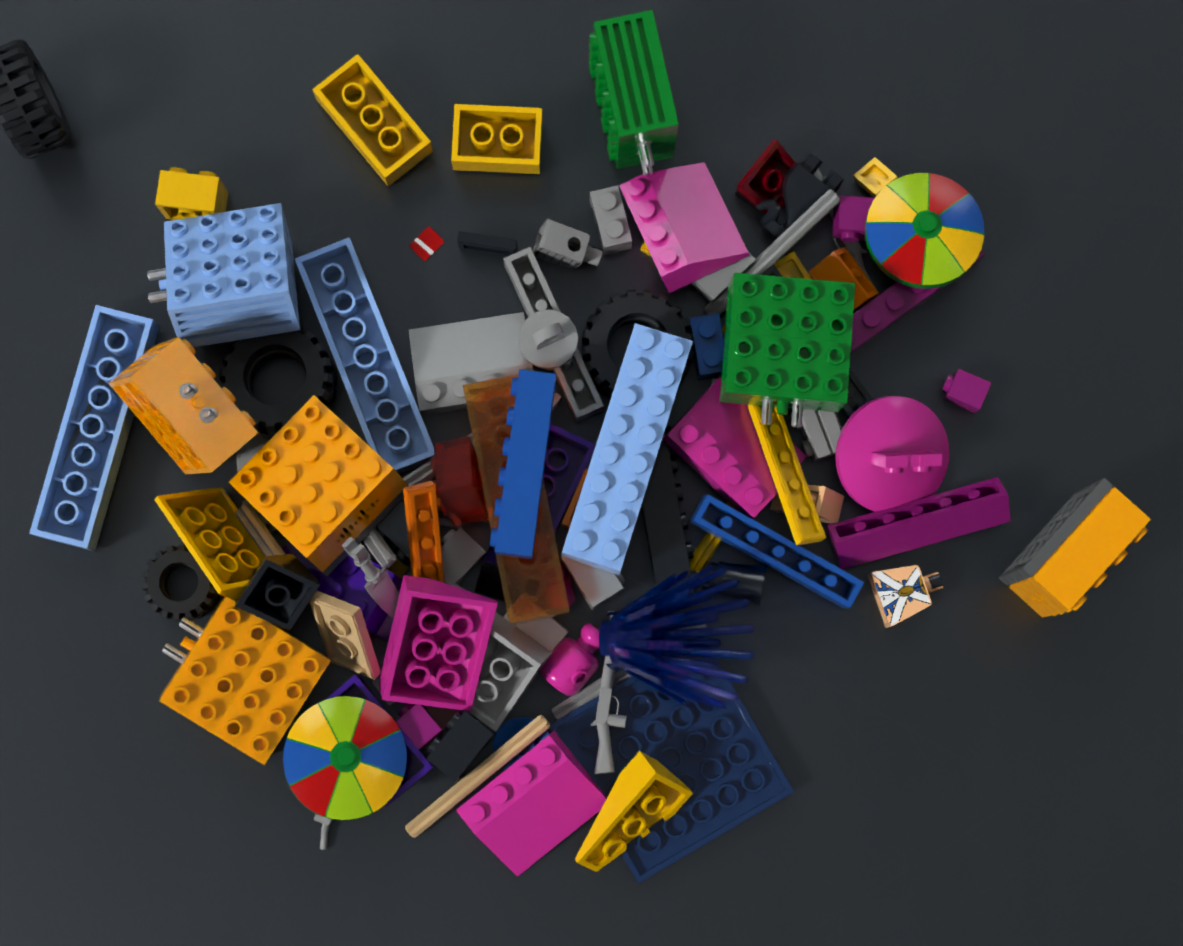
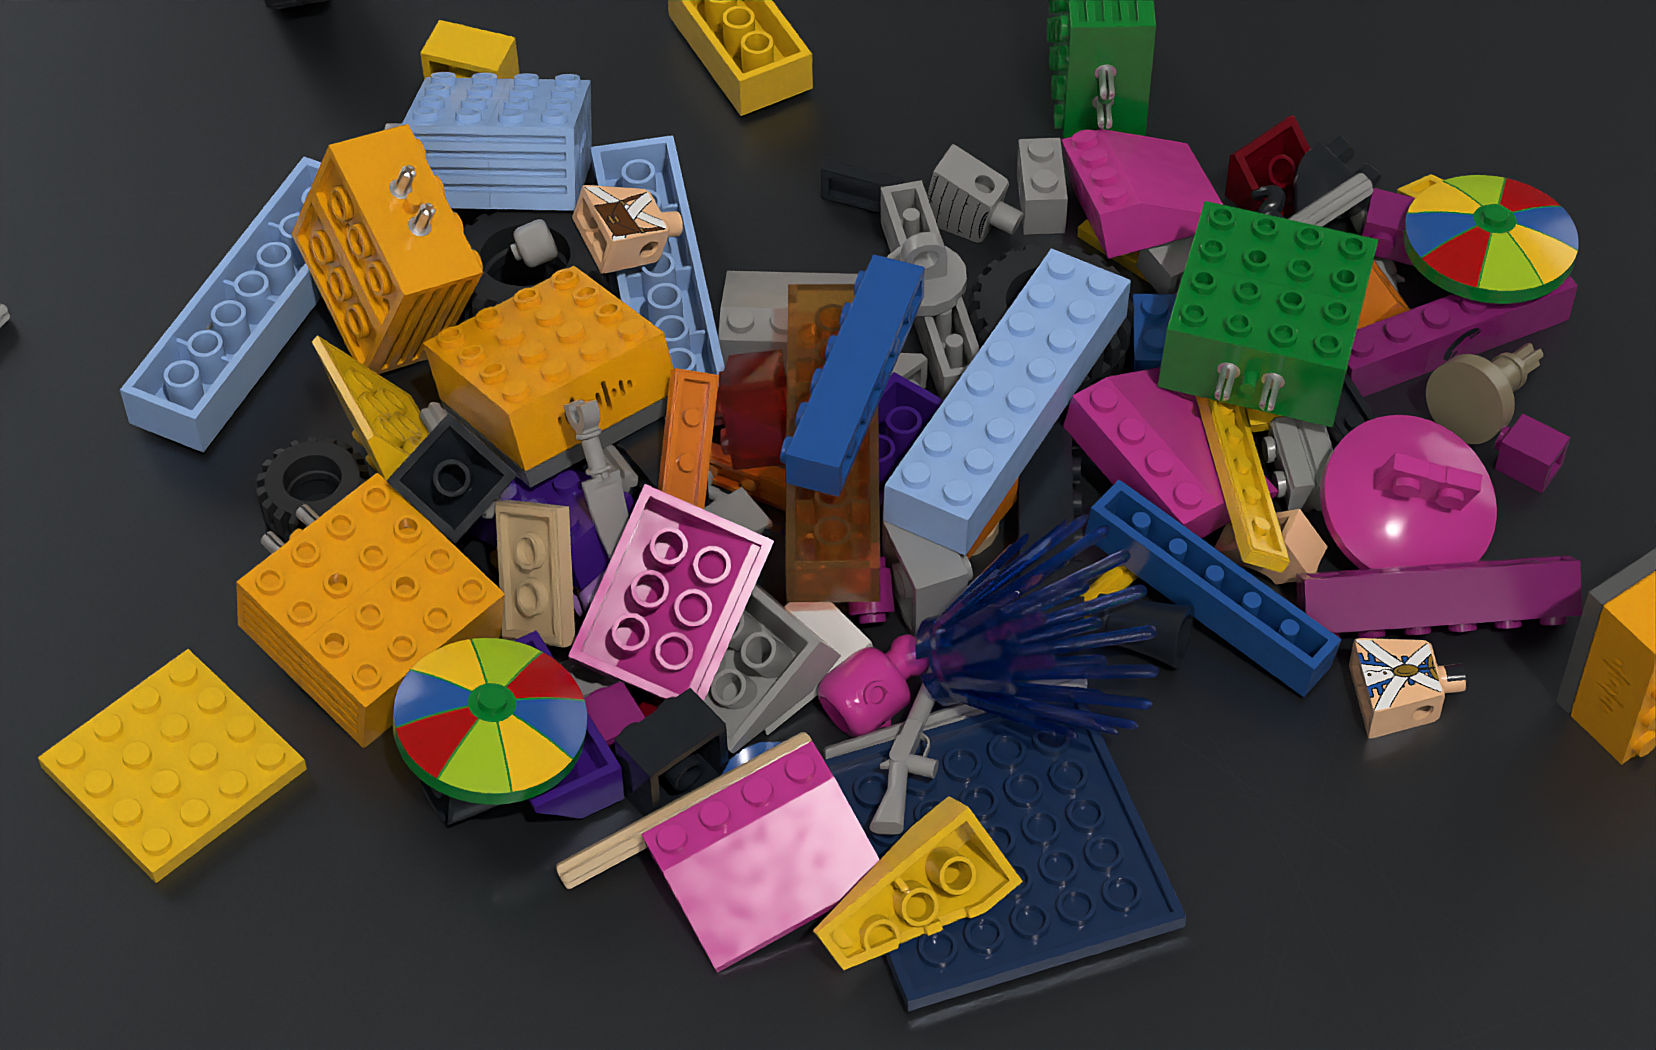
camera: 15 degrees right, 30 degrees down
(146, 796) = (172, 764): none -> yellow plate
(280, 370) = (534, 244): none -> light grey piece
(326, 822) = (437, 834): light grey hand -> none
(337, 341) = (623, 226): none -> light nougat torso
(426, 243) = (777, 185): red sticker -> none
(497, 139) = (903, 76): yellow brick -> none
(925, 359) = (1477, 394): none -> dark tan piece

